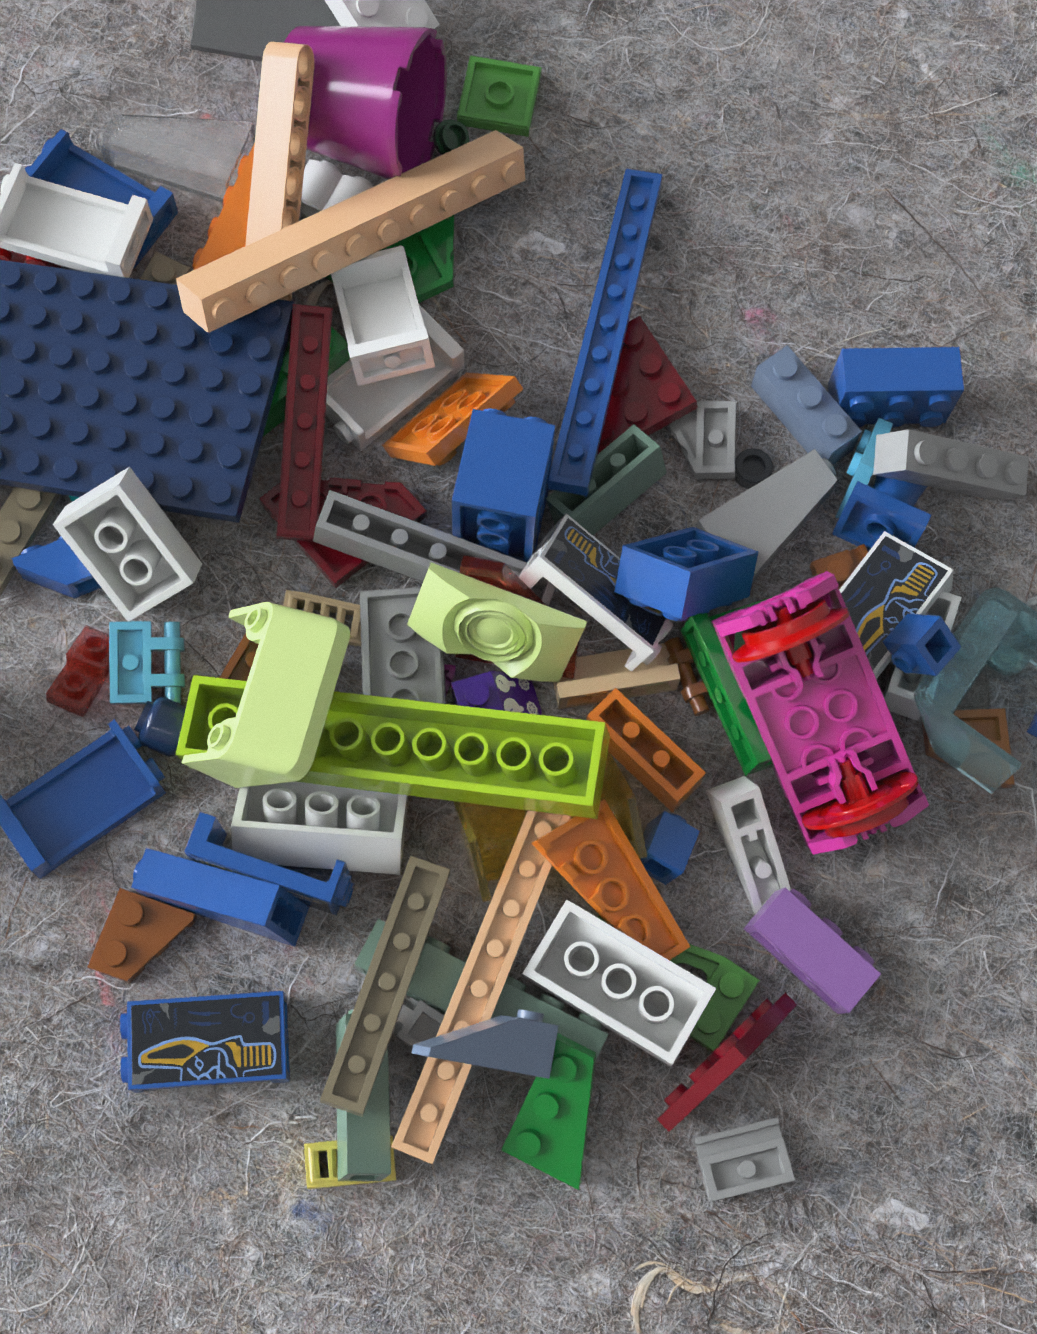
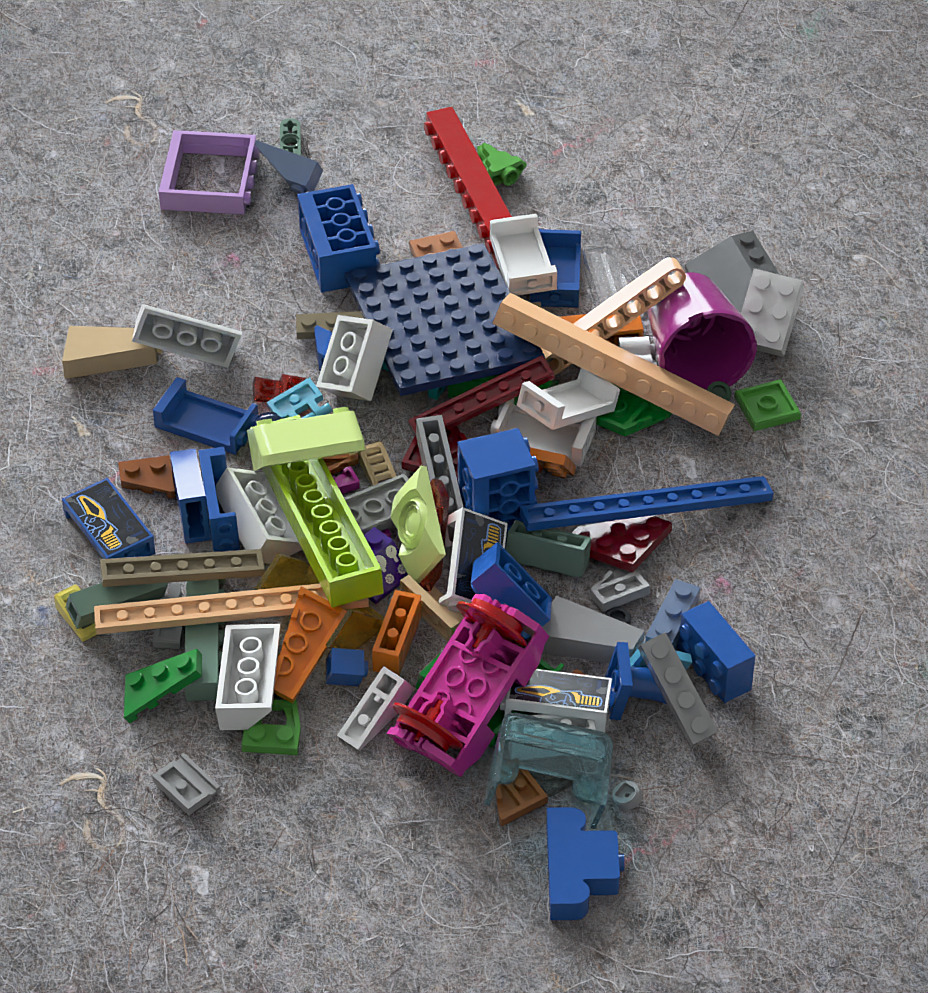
camera: 65 degrees right, 25 degrees down
(501, 1043) = (177, 622): sand blue slope -> none
(725, 1059) = (239, 740): dark red plate -> none
(813, 950) = (329, 761): medium lavender brick -> none
(921, 644) = (537, 702): blue brick -> none

